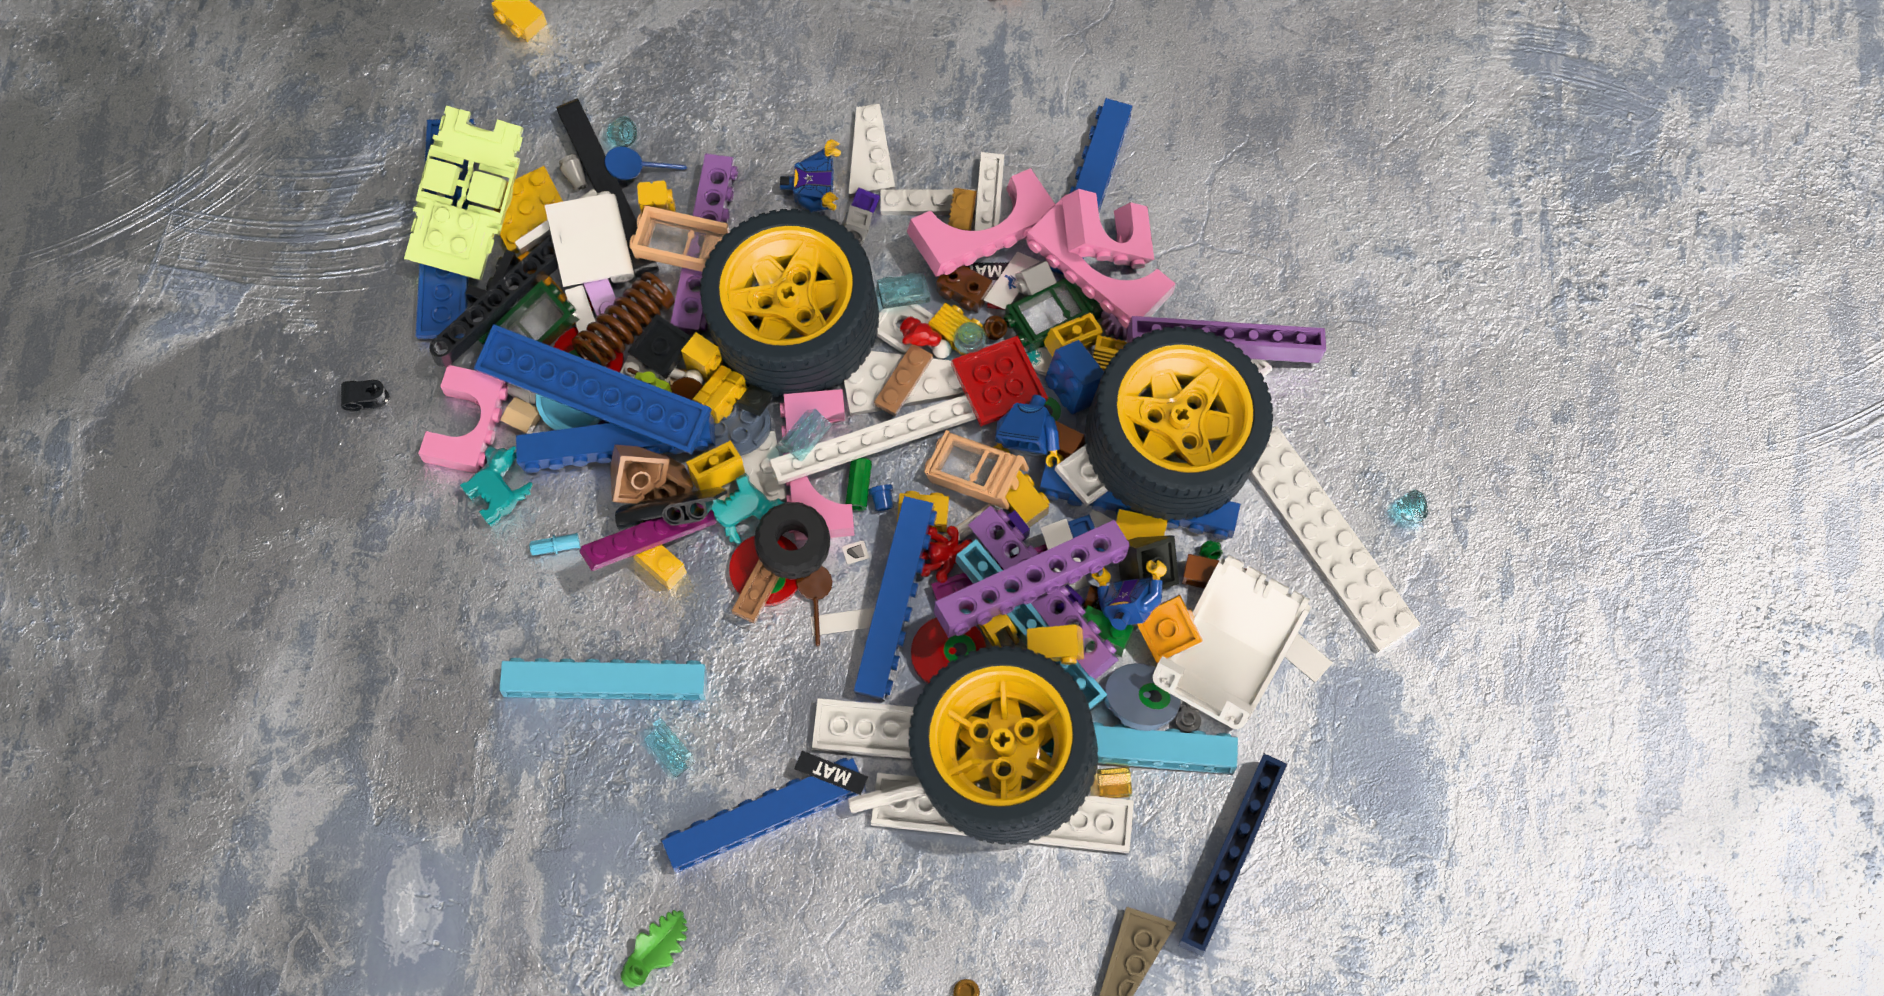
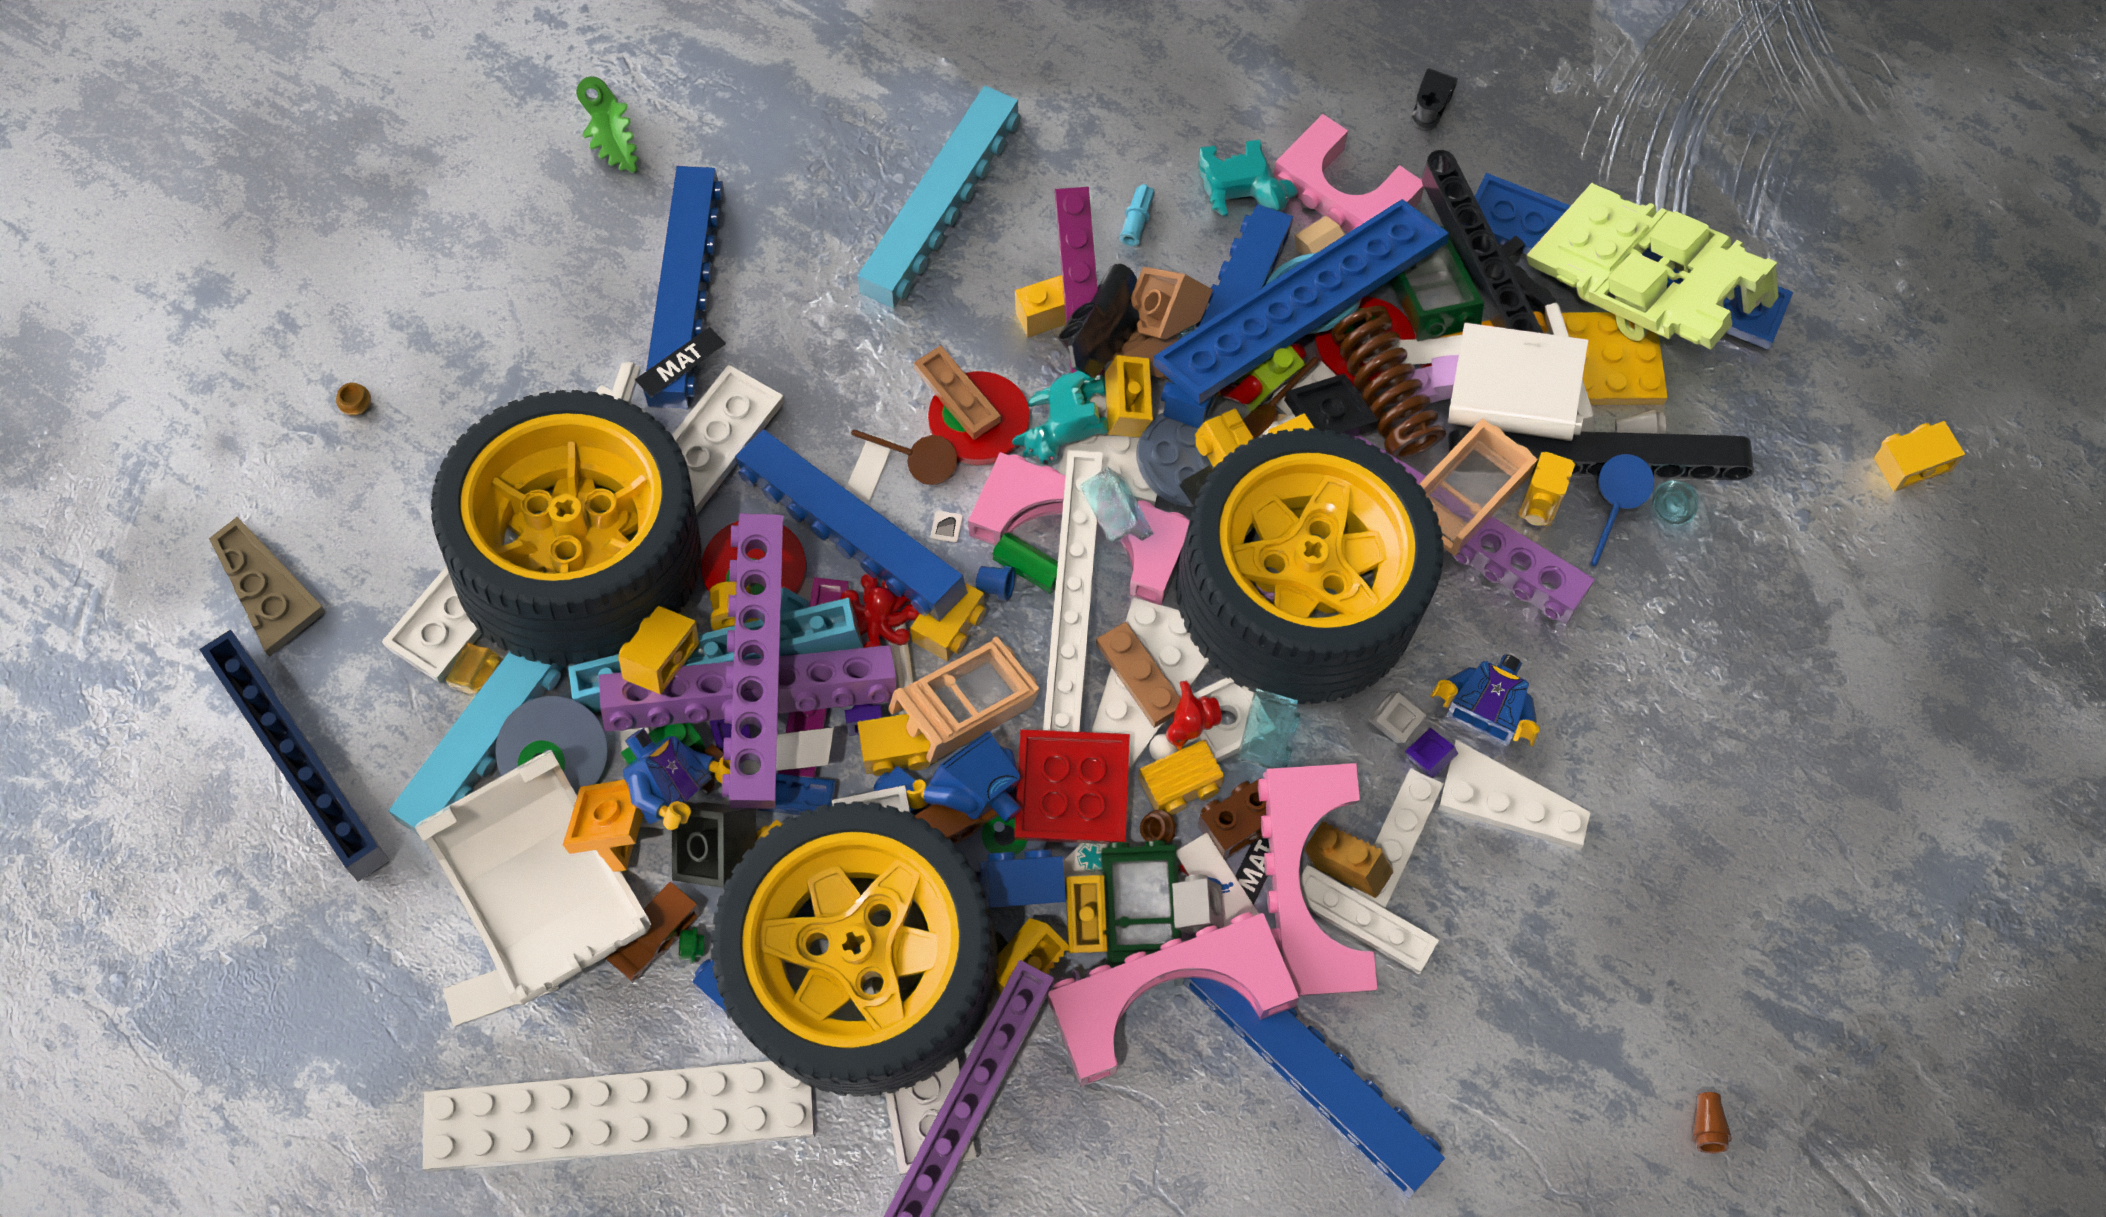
camera: 115 degrees right, 5 degrees down
(669, 748) = (820, 227): clear light blue bracket -> none
(792, 517) = (977, 405): black tyre -> none
(969, 338) = (1150, 775): clear light blue cone -> none
(1089, 239) = (1183, 1069): bright pink arch -> none

